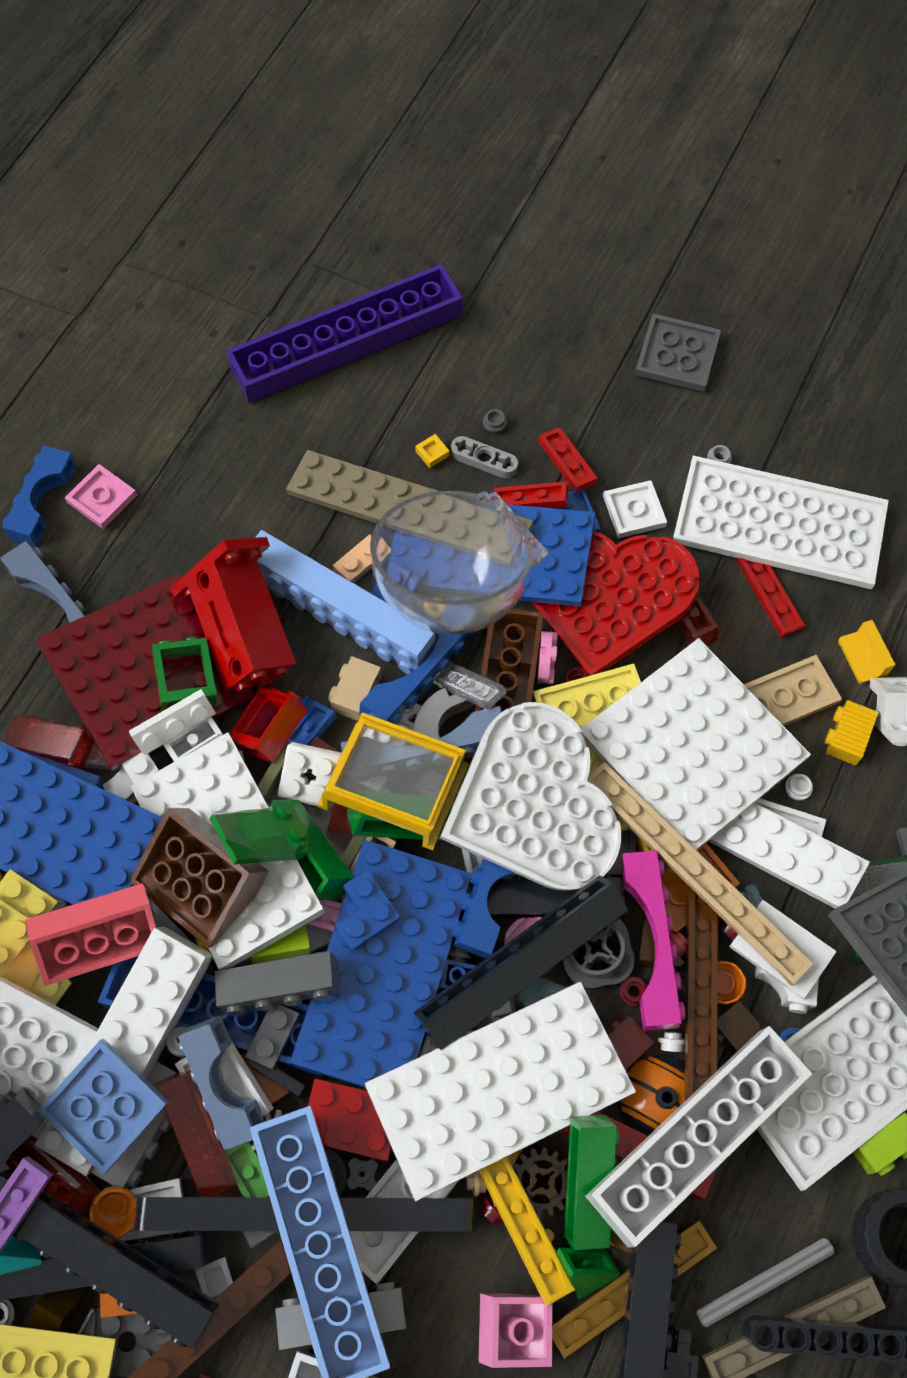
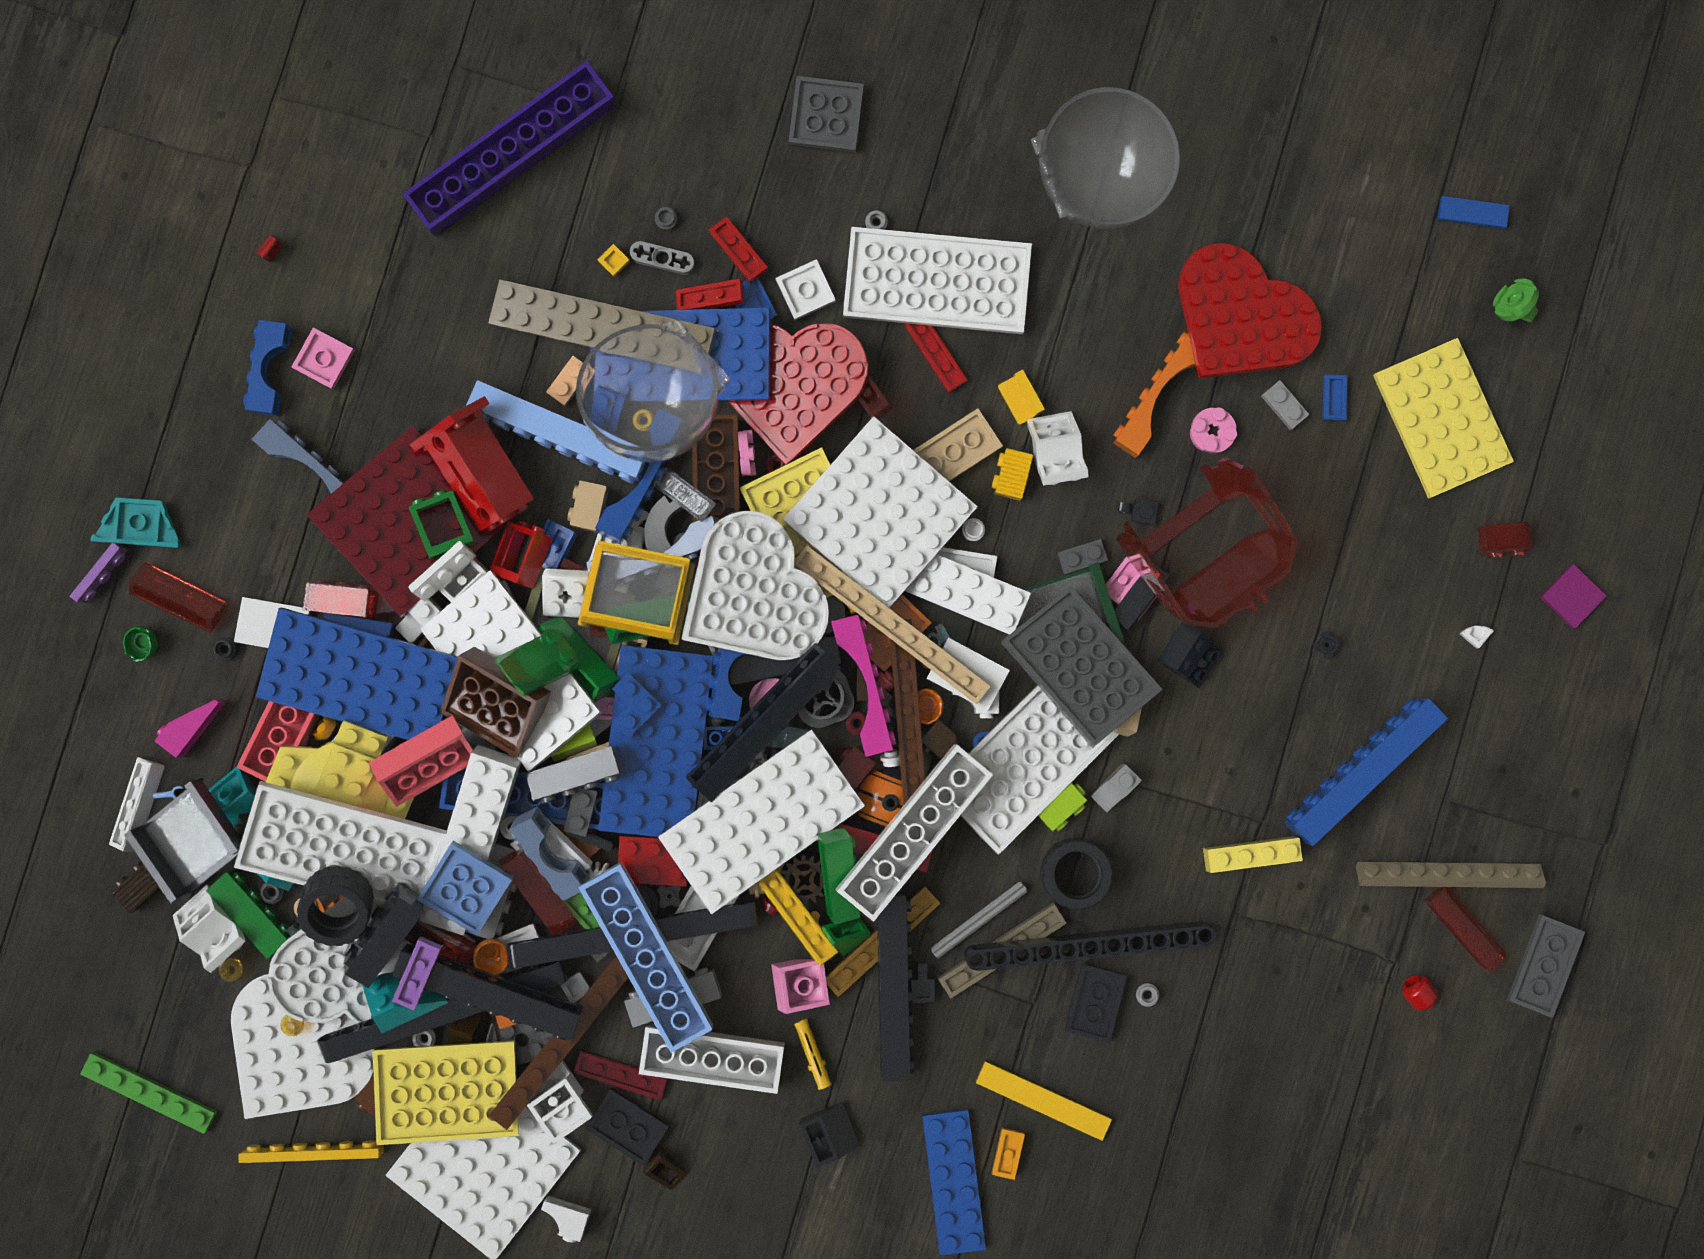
camera: 10 degrees left, 20 degrees up
(76, 388) = (269, 248): none -> red slope

